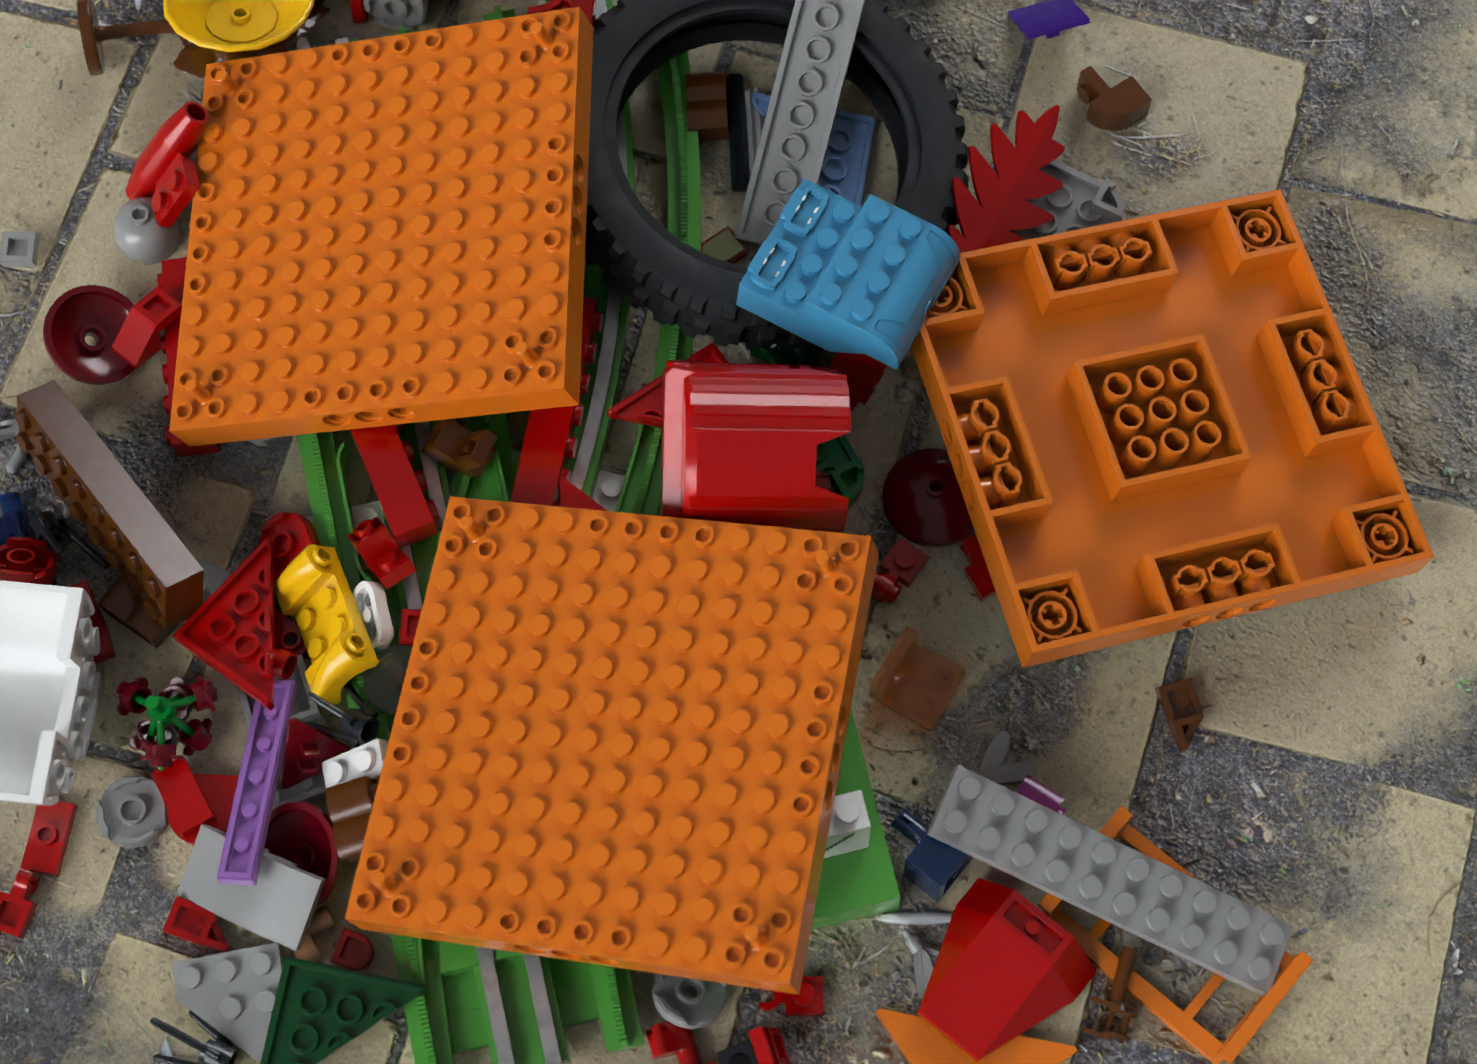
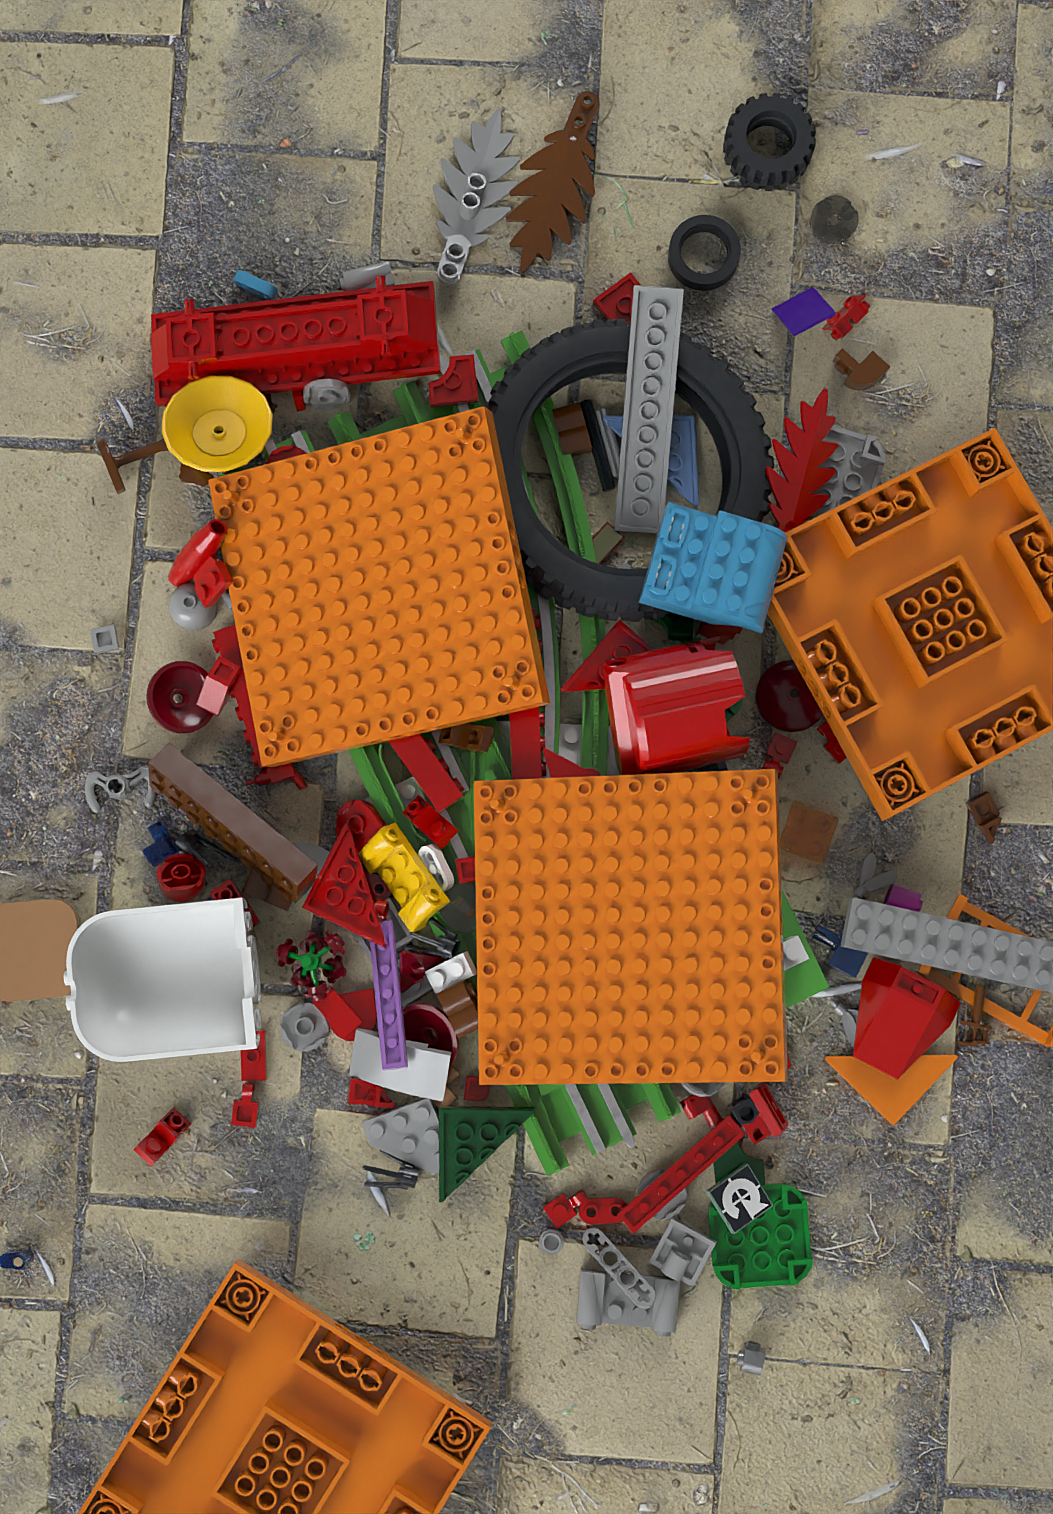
camera: 10 degrees left, 15 degrees up
(198, 463) = (279, 774): none -> red piece
(1094, 41) = (853, 309): none -> red hinge

